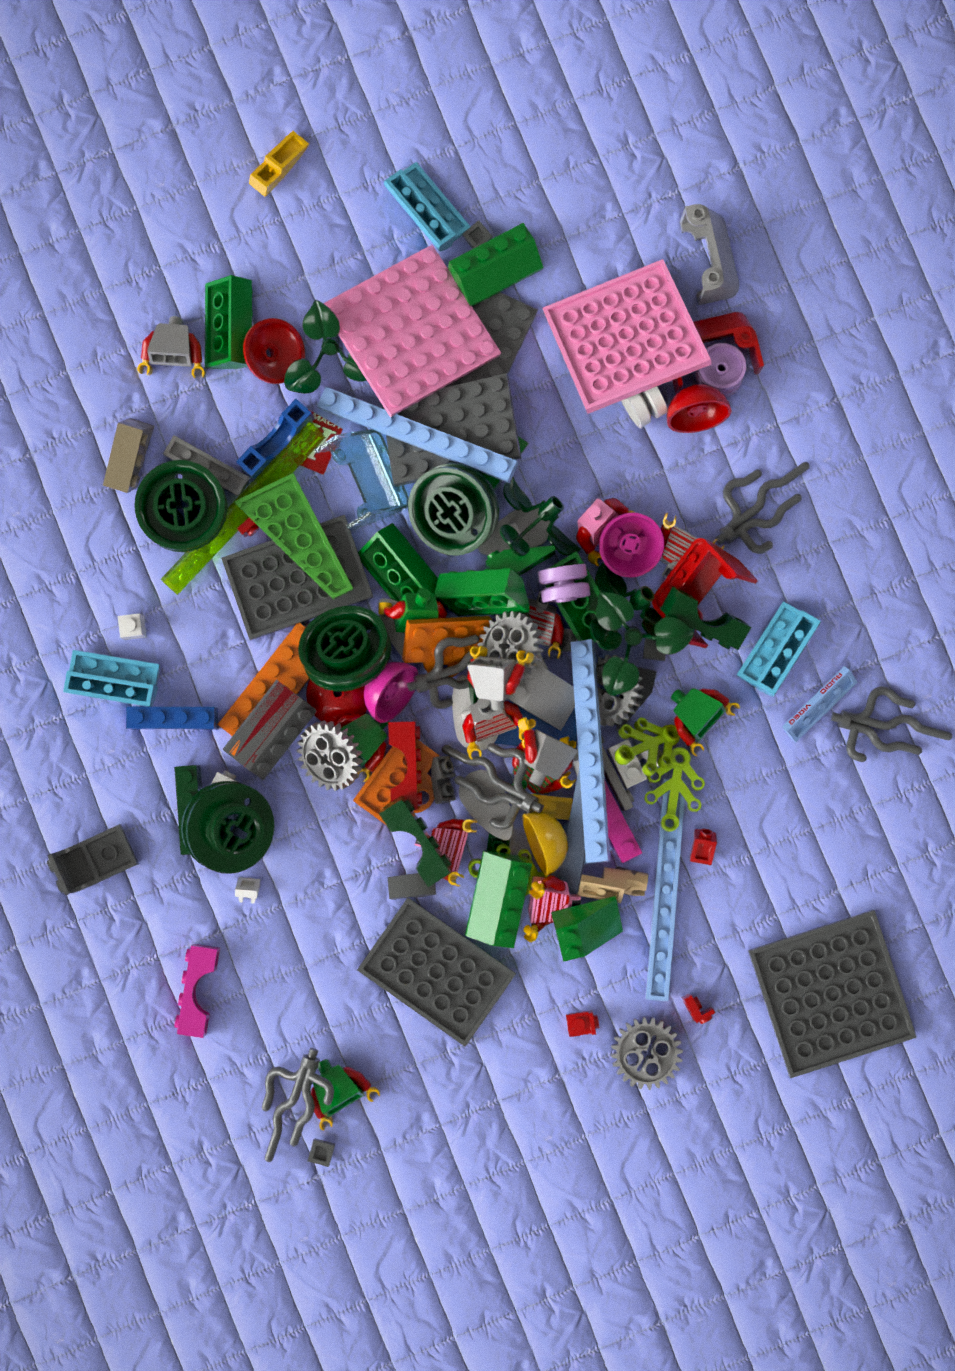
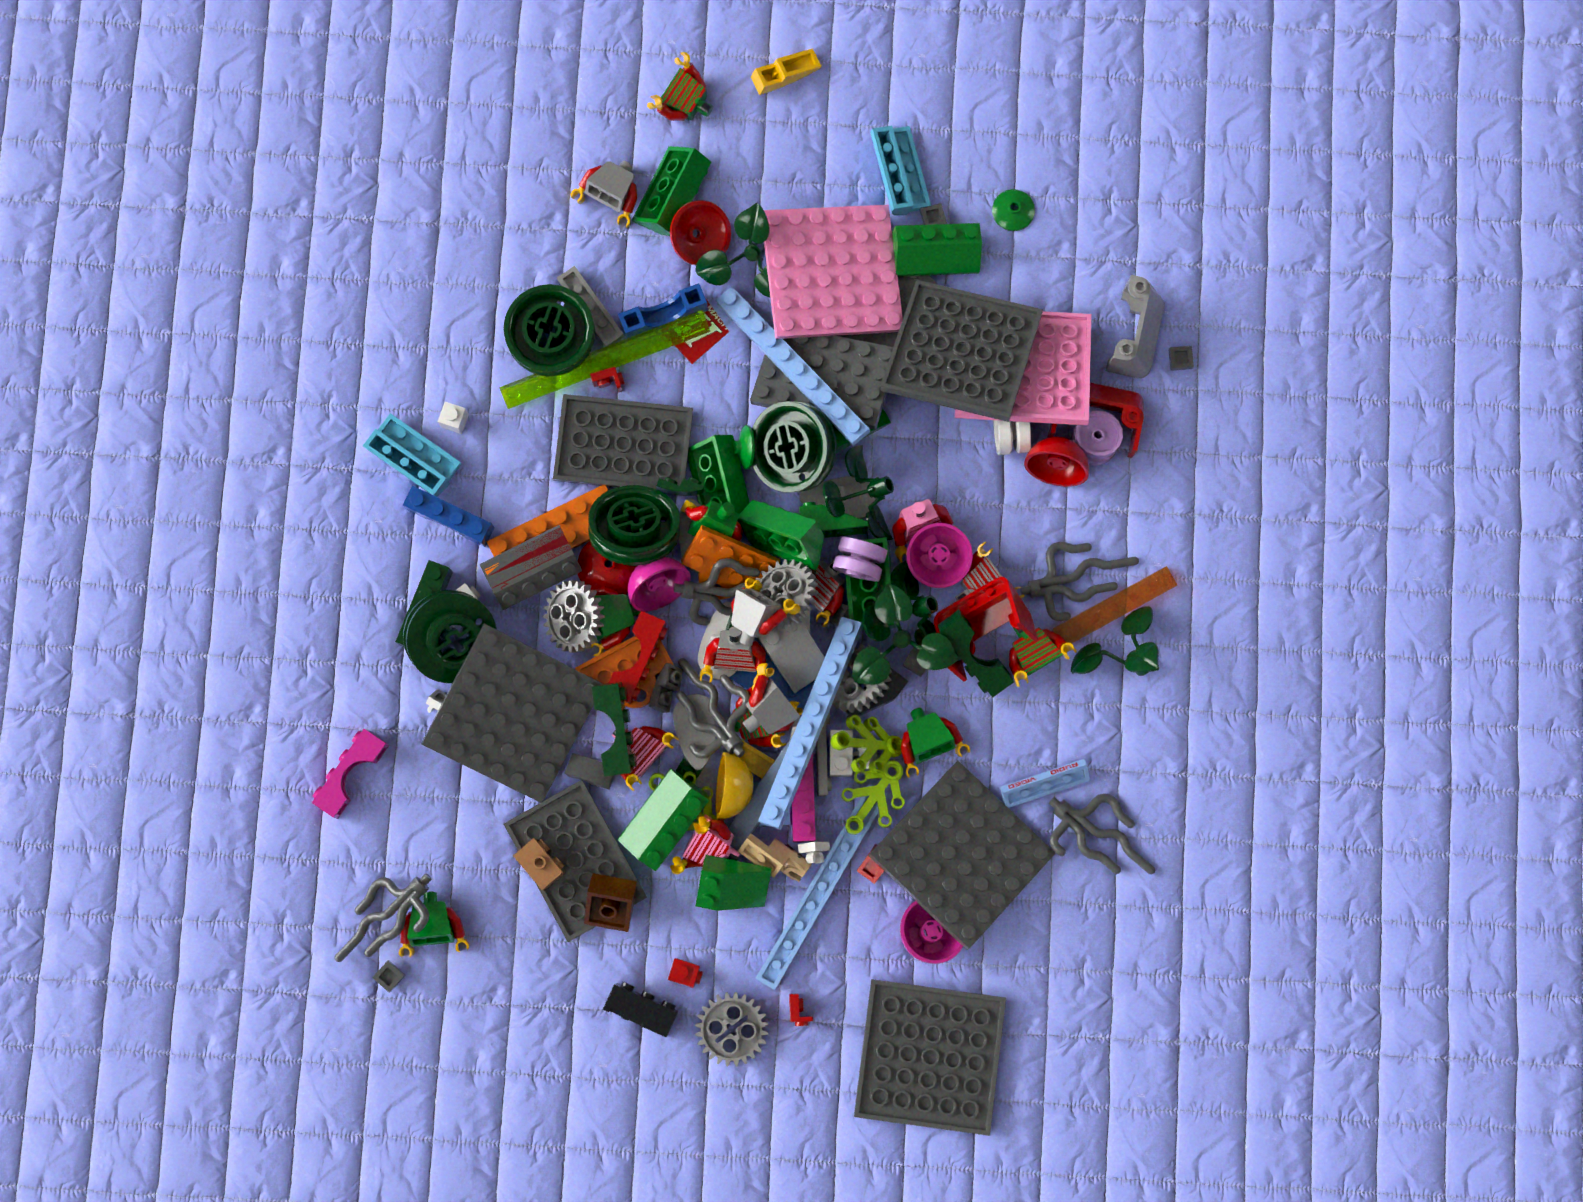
camera: 20 degrees right, 5 degrees down
(92, 860) = (313, 610): dark grey bracket -> none
(127, 454) = (524, 263): dark tan wedge -> none
(196, 229) = (683, 95): none -> torso
(290, 522) = (641, 393): bright green wing -> none
(317, 869) = (512, 713): none -> dark grey plate
(371, 469) = (737, 374): clear light blue windscreen -> none
(375, 590) = (687, 487): none -> dark green slope
(407, 991) = (539, 863): none -> medium nougat brick
(410, 528) = (745, 447): none -> green dish
(486, 994) = (610, 902): none -> reddish brown slope
(546, 205) = (1008, 218): none -> green dish
(559, 1074) = (641, 1008): none -> black wedge
(564, 348) = (962, 350): none -> dark grey plate
(645, 862) = (814, 851): none -> white tile
(752, 598) = (1030, 655): none -> torso
(761, 261) = (1181, 358): none -> dark grey plate
(777, 803) = (962, 855): none -> dark grey plate
(778, 649) = (1030, 714): medium azure brick -> none
(791, 875) = (922, 947): none -> dark pink piece
(807, 516) = (1116, 606): none -> clear orange plate
(854, 556) = (1140, 661): none -> dark green plant

